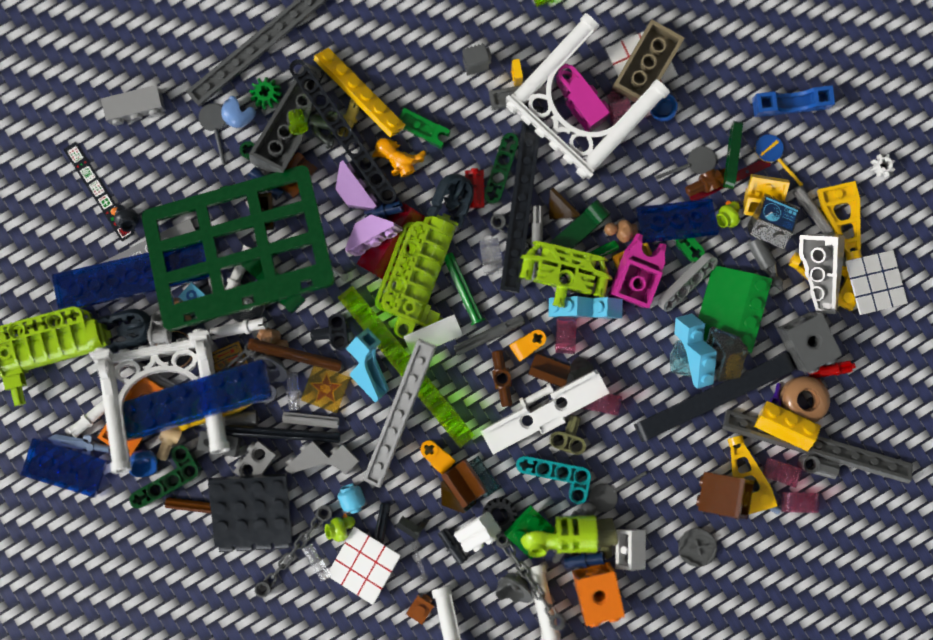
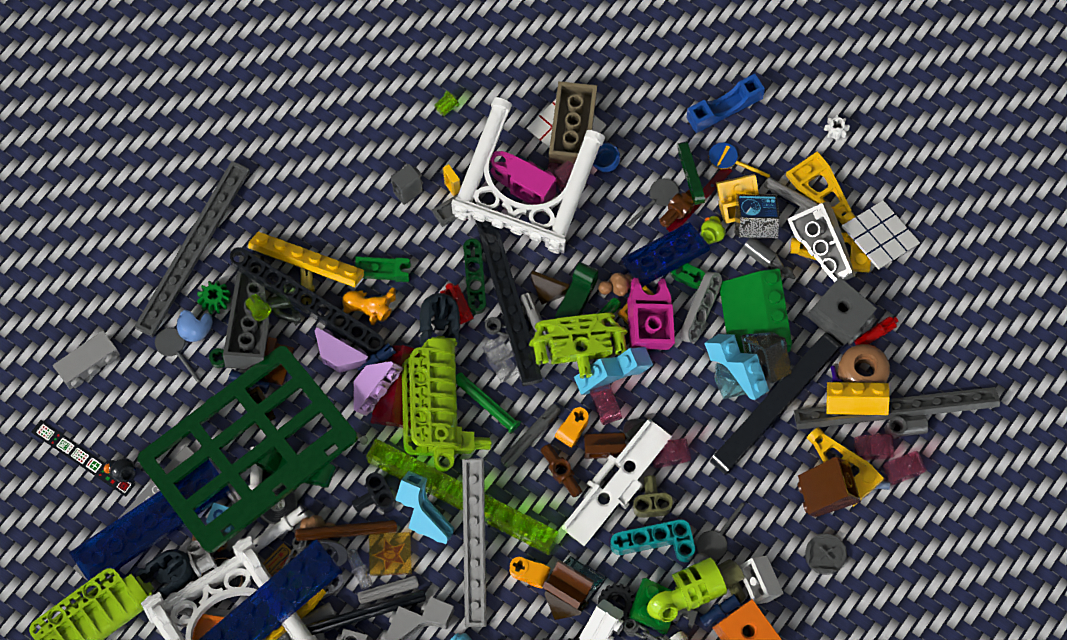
camera: 20 degrees left, 15 degrees down
(436, 333) = (484, 445): white sticker -> none

